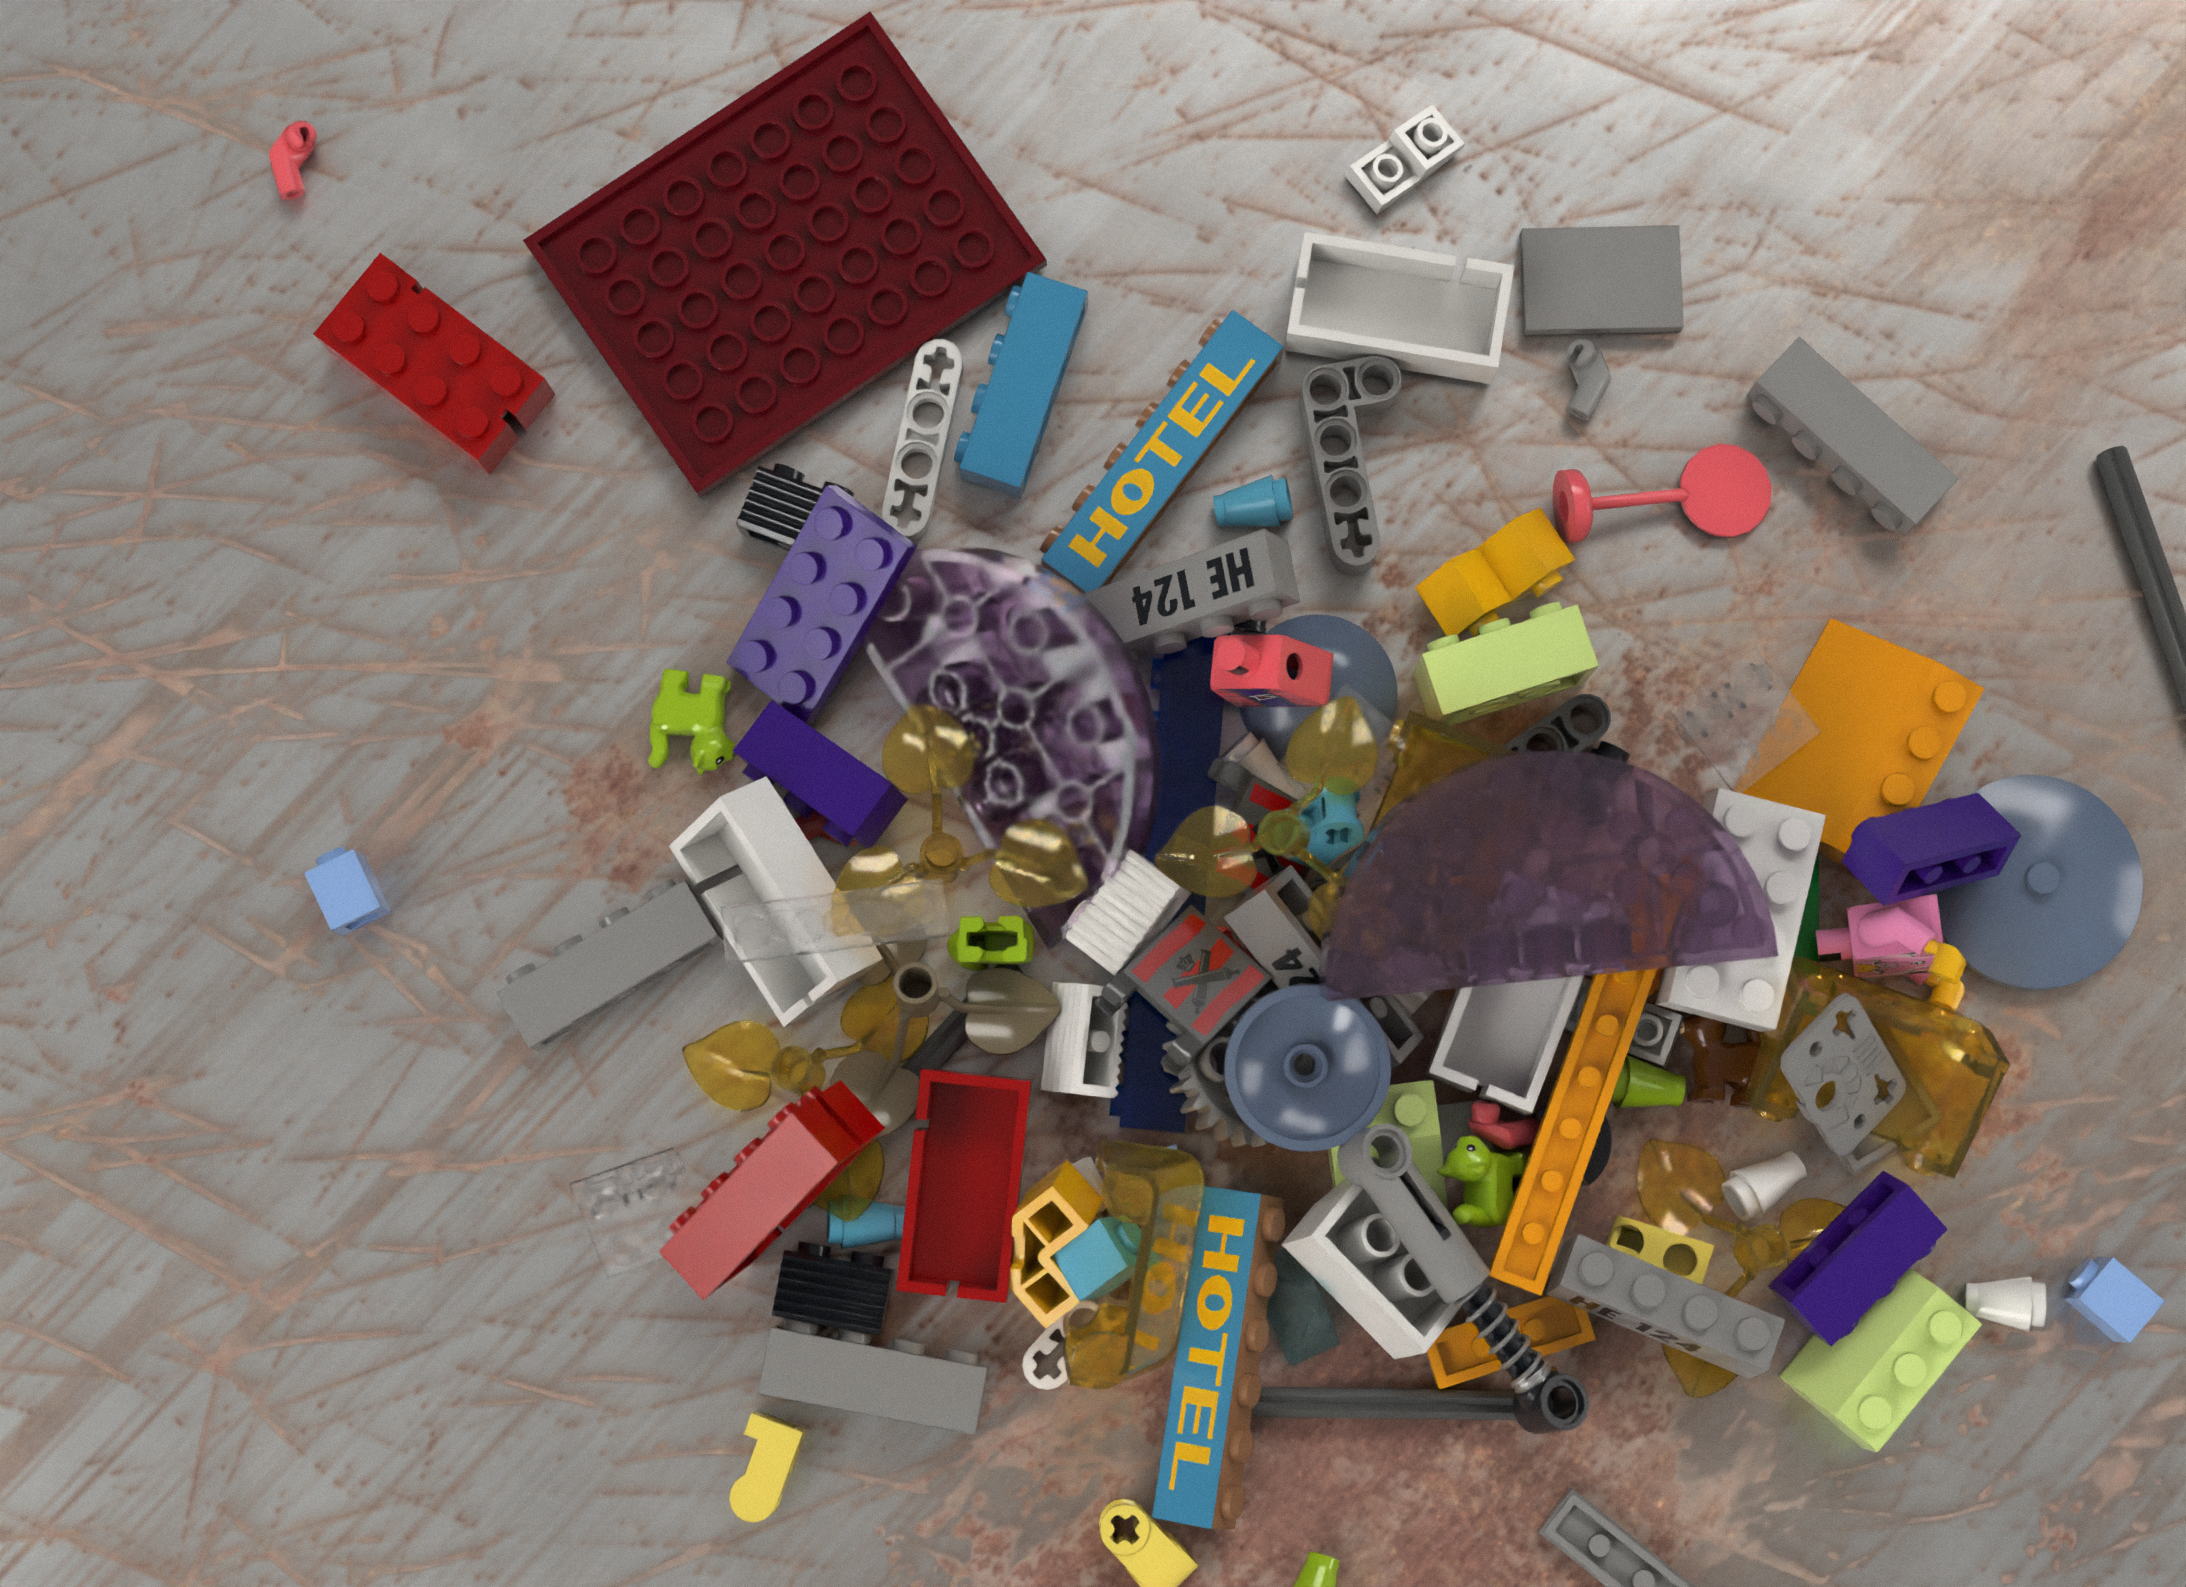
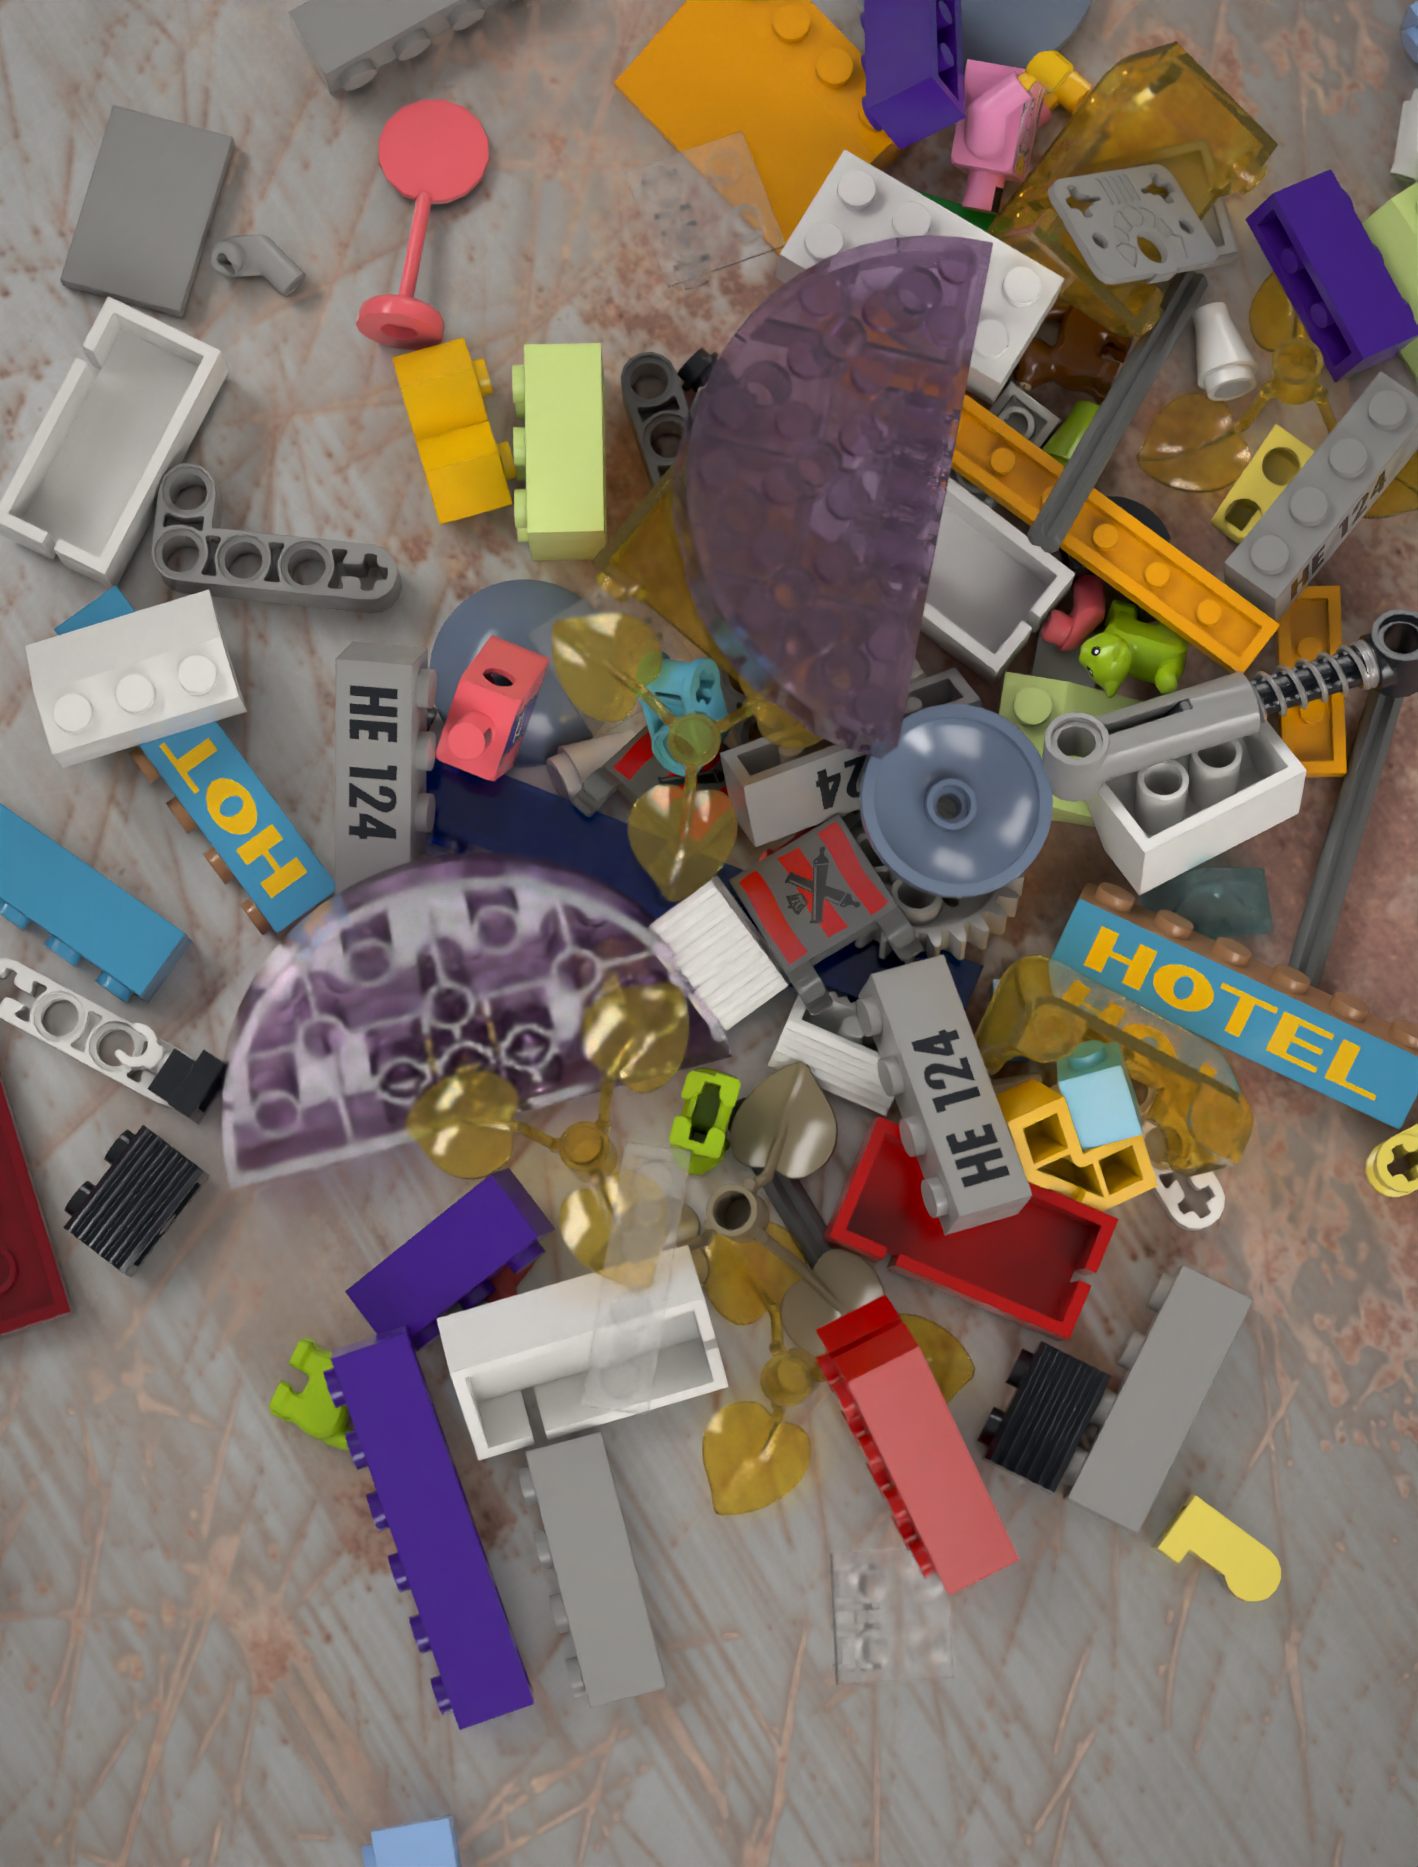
camera: 75 degrees left, 0 degrees up
(603, 823) = (431, 1527): none -> dark purple brick
(821, 603) = (252, 1199): plate -> none
(877, 1224) = (985, 1343): medium azure cone -> none
(908, 514) = (179, 1081): none -> black piece
(1061, 1126) = (942, 1095): none -> light grey brick
(1209, 381) = (133, 679): none -> white slope
(1255, 504) = (285, 675): medium azure cone -> none
(1679, 1107) = (1116, 413): none -> dark grey axle

